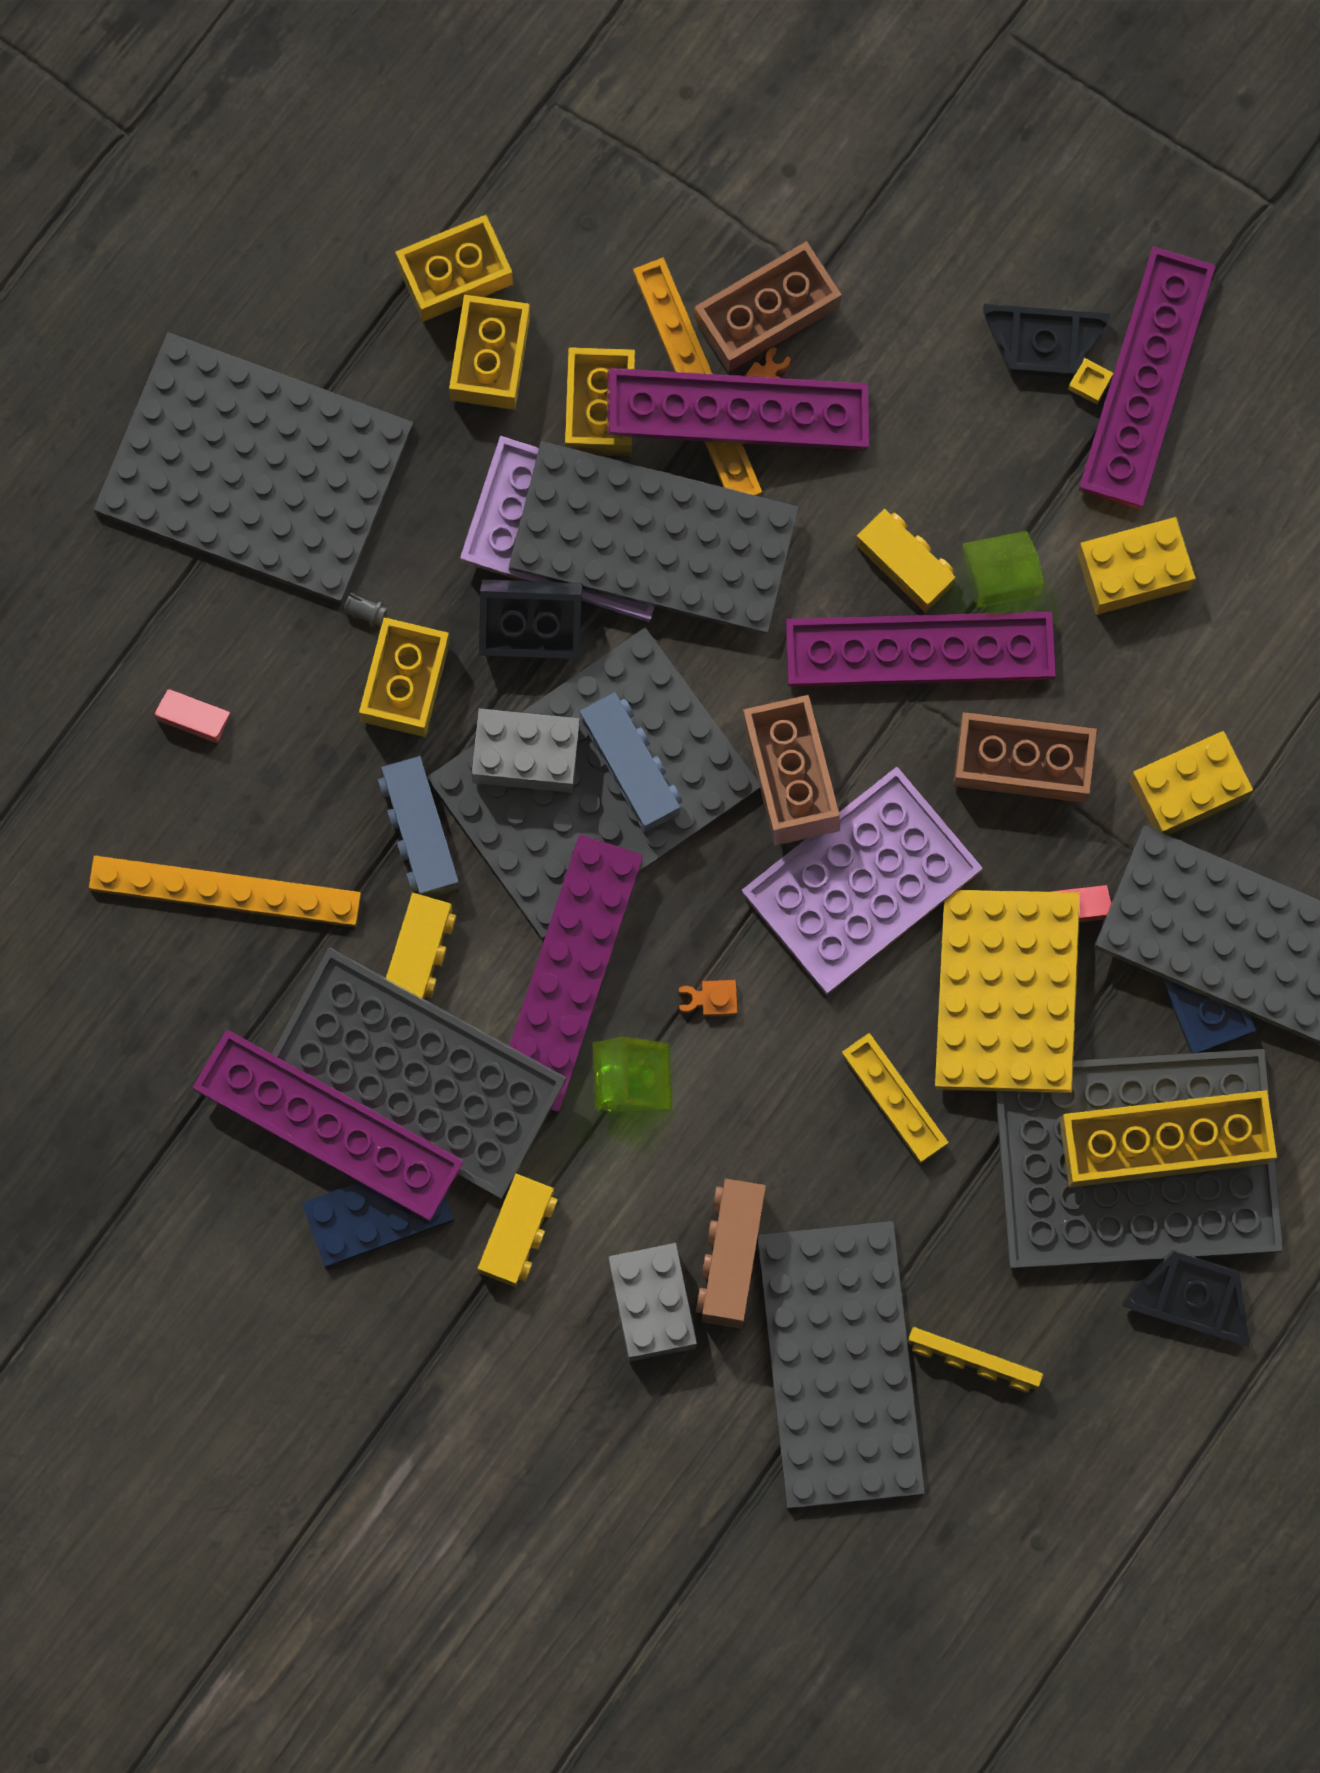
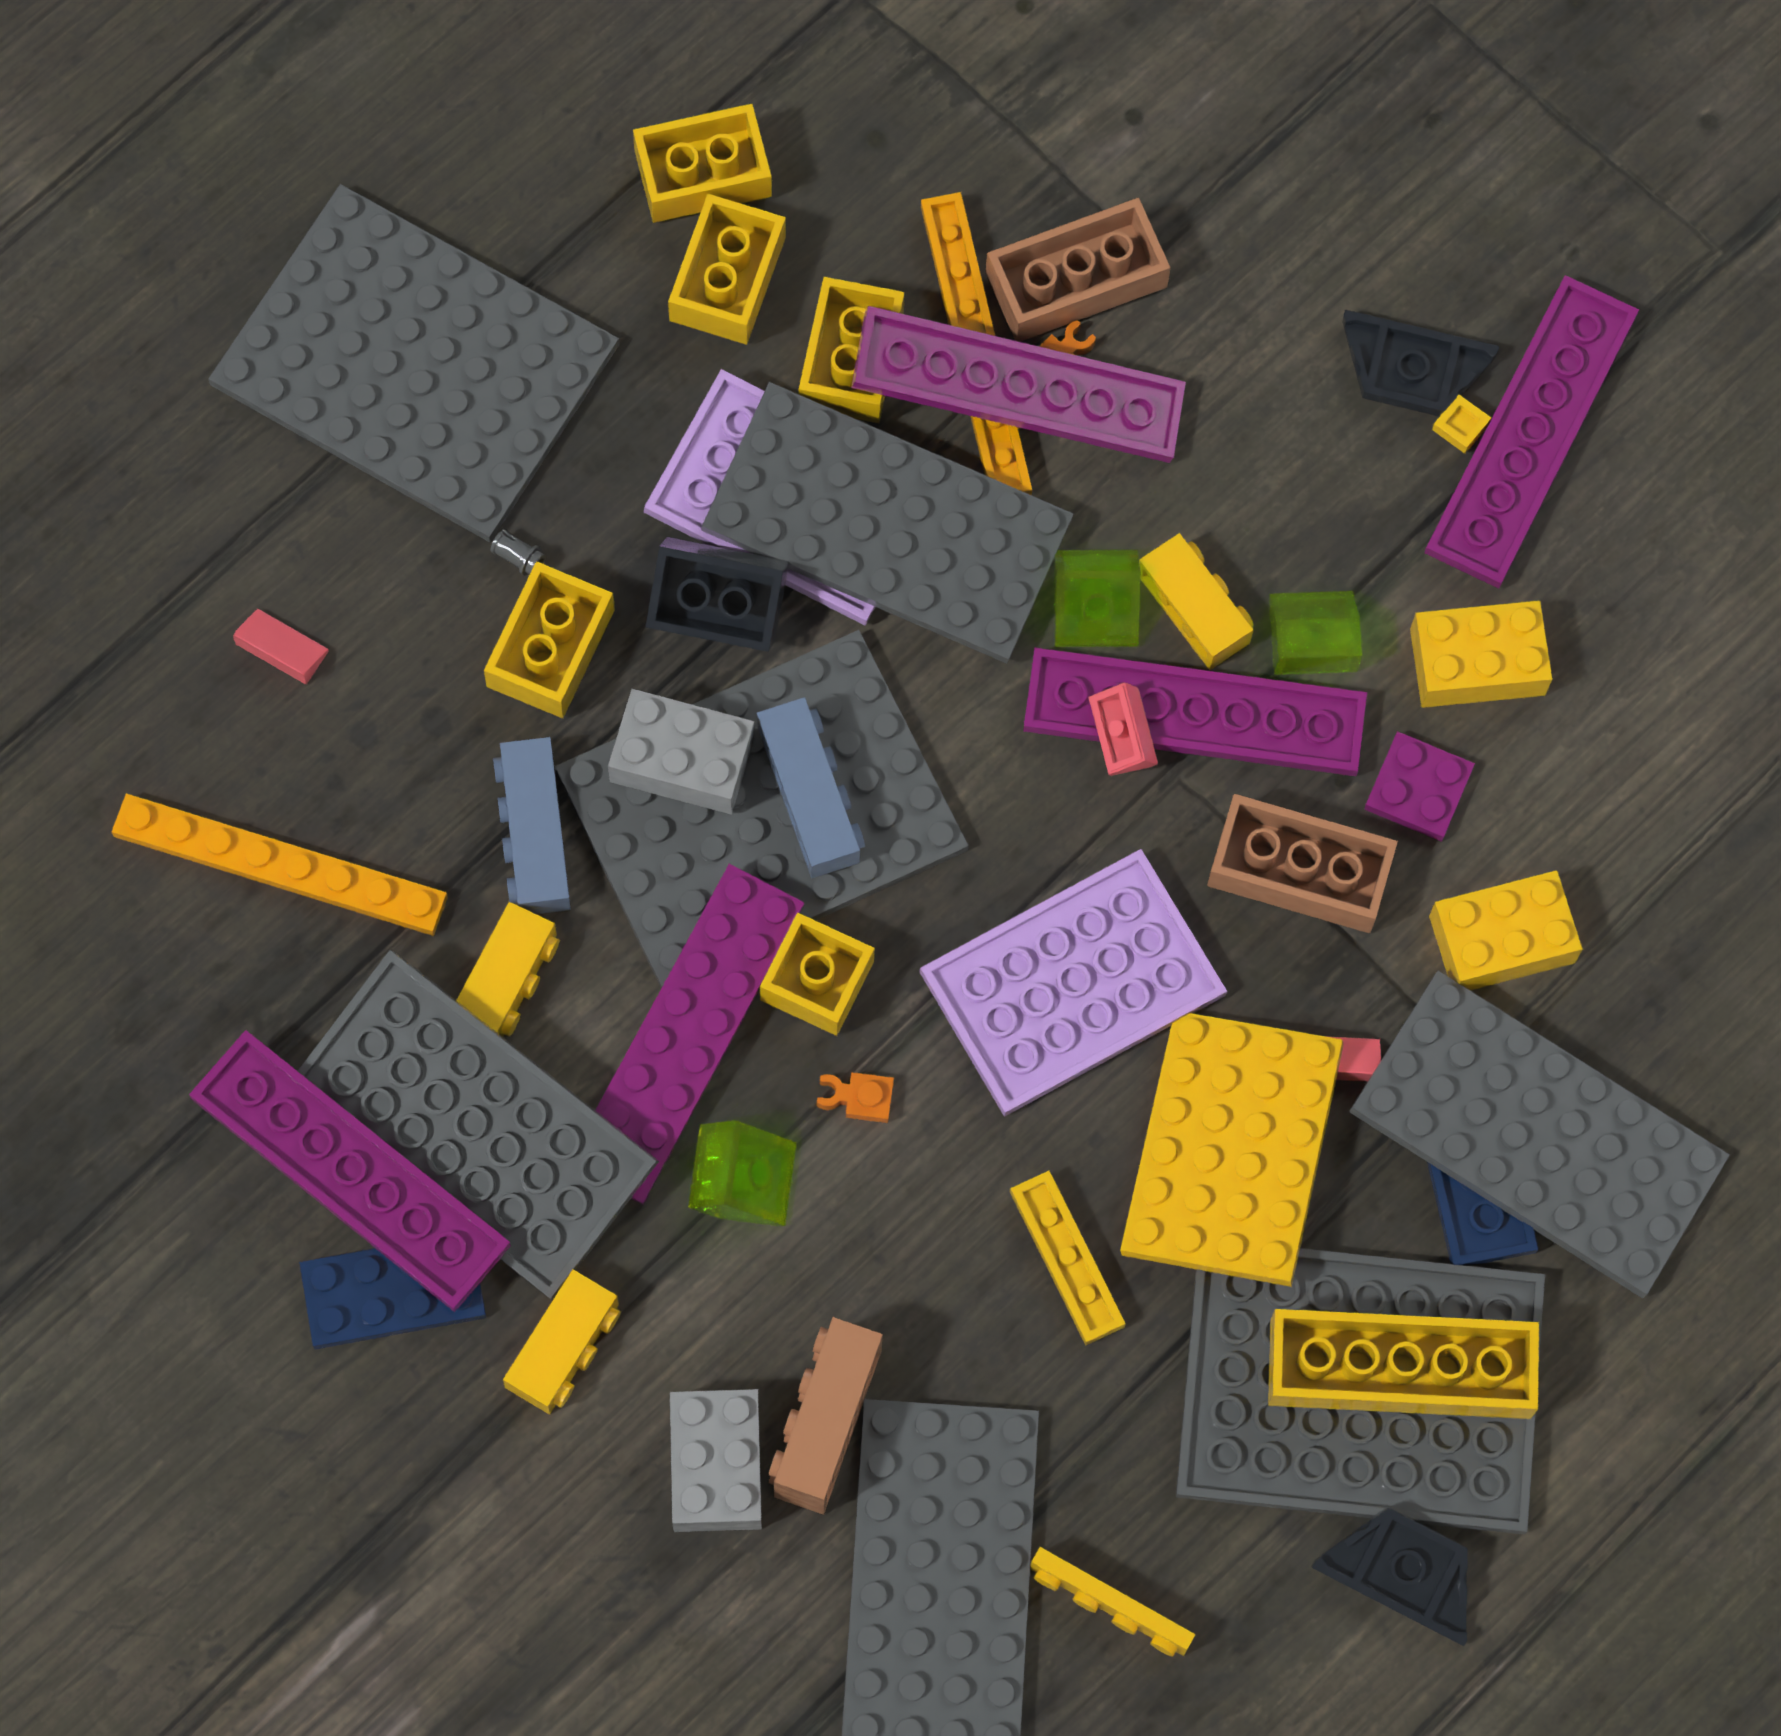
camera: 10 degrees right, 5 degrees down
(662, 909) = (817, 974): none -> yellow brick
(791, 770) = (1008, 830): nougat brick -> none
(827, 570) = (1096, 598): none -> clear neon green slope
(867, 673) = (1123, 729): none -> coral slope
(1104, 679) = (1419, 786): none -> magenta plate

